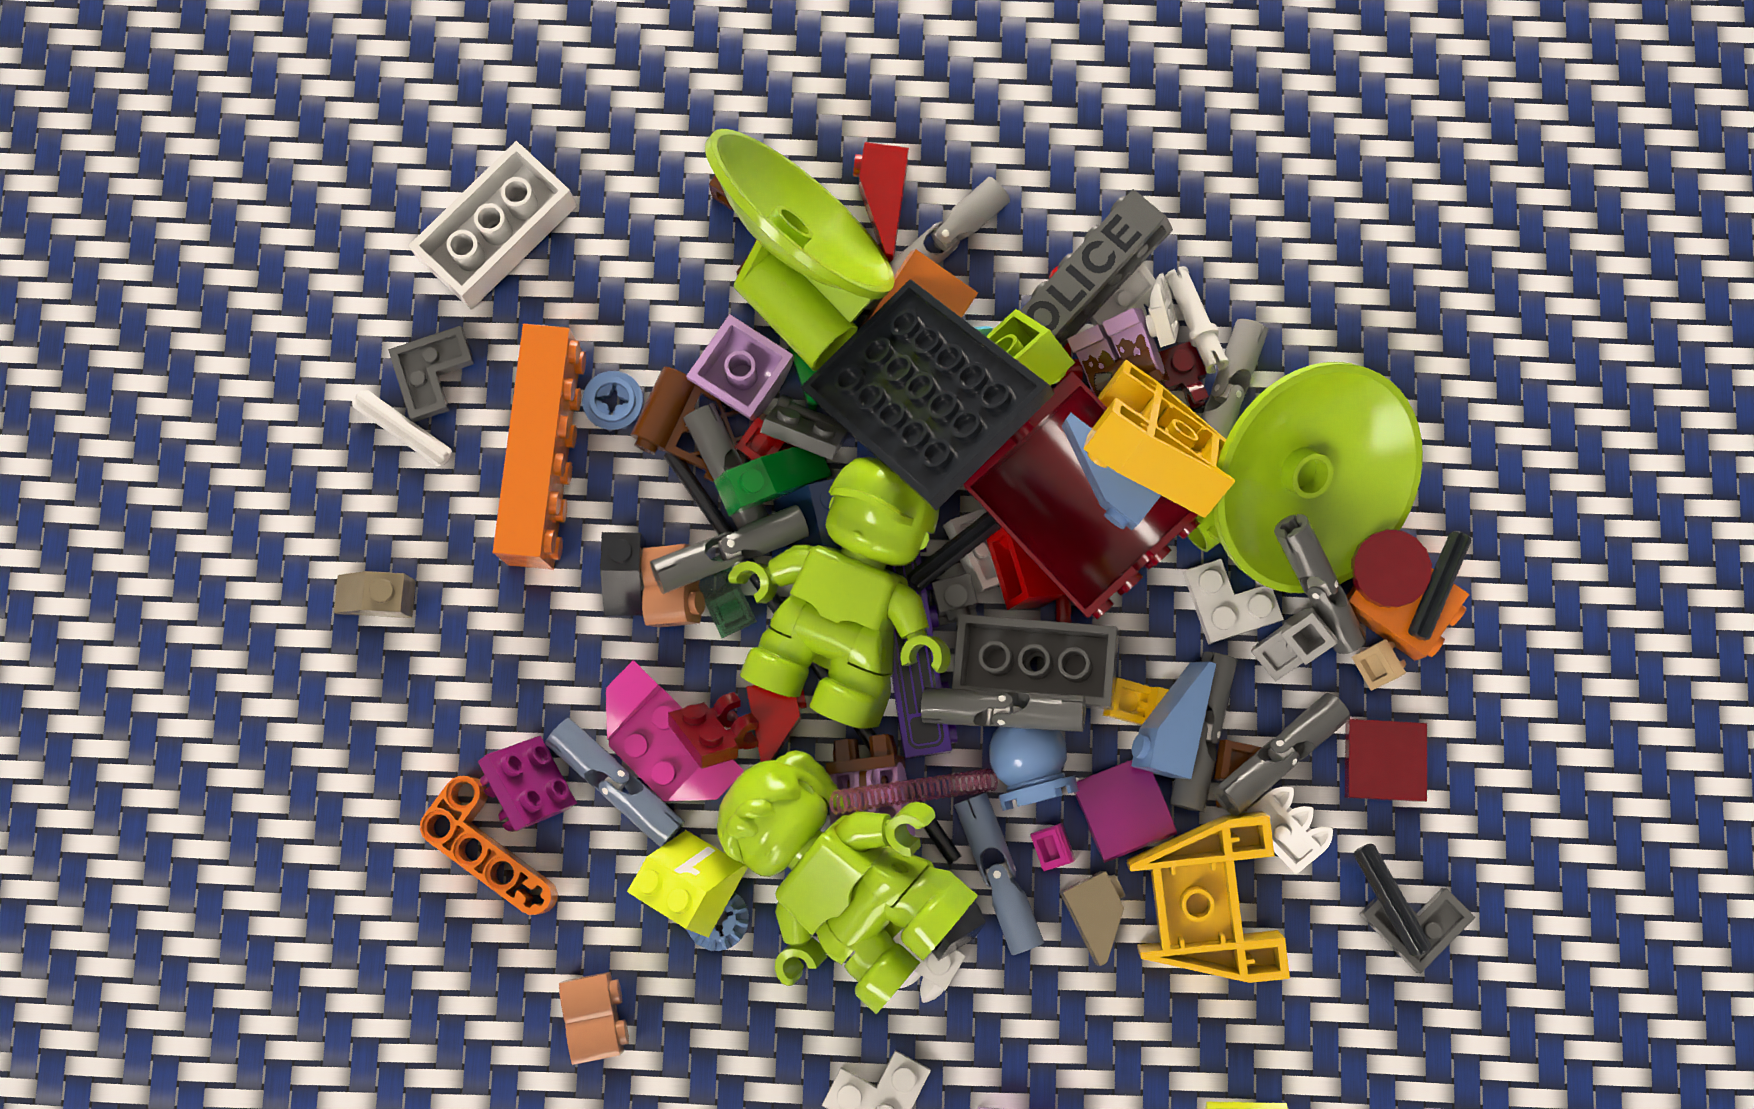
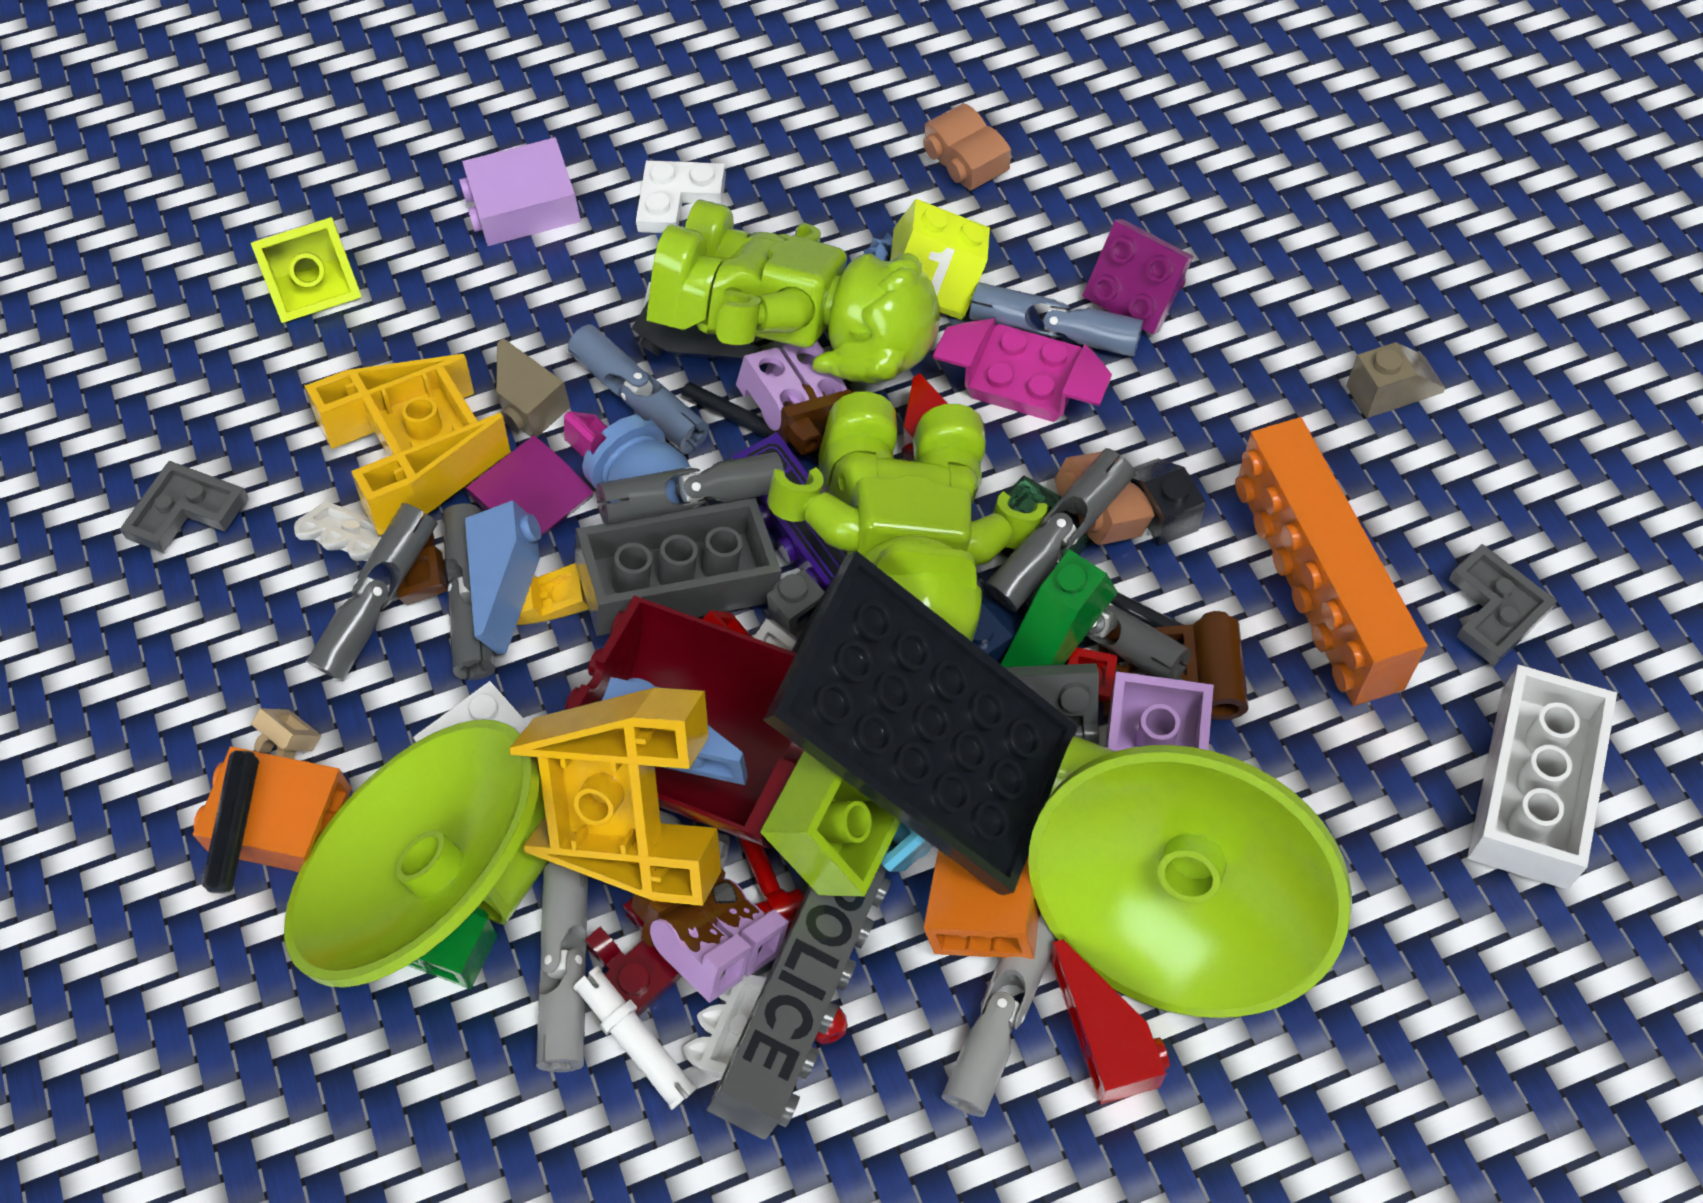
camera: 160 degrees right, 20 degrees down
(401, 428) = (1470, 537): white axle -> none
(493, 853) = (1184, 222): orange beam -> none
(601, 388) = (1287, 642): medium blue gear -> none
(704, 733) = (991, 368): dark red plate -> none
(857, 790) = (735, 400): clear pink piece -> none
(1162, 317) = (677, 1005): white plate -> none
(1296, 642) = (388, 708): light grey brick -> none
(1319, 581) = (378, 757): dark grey piece -> none
(1386, 760) = (253, 648): dark red tile -> none
(1391, 568) = (295, 816): dark red tile -> none
(1392, 900) = (214, 504): black axle -> none

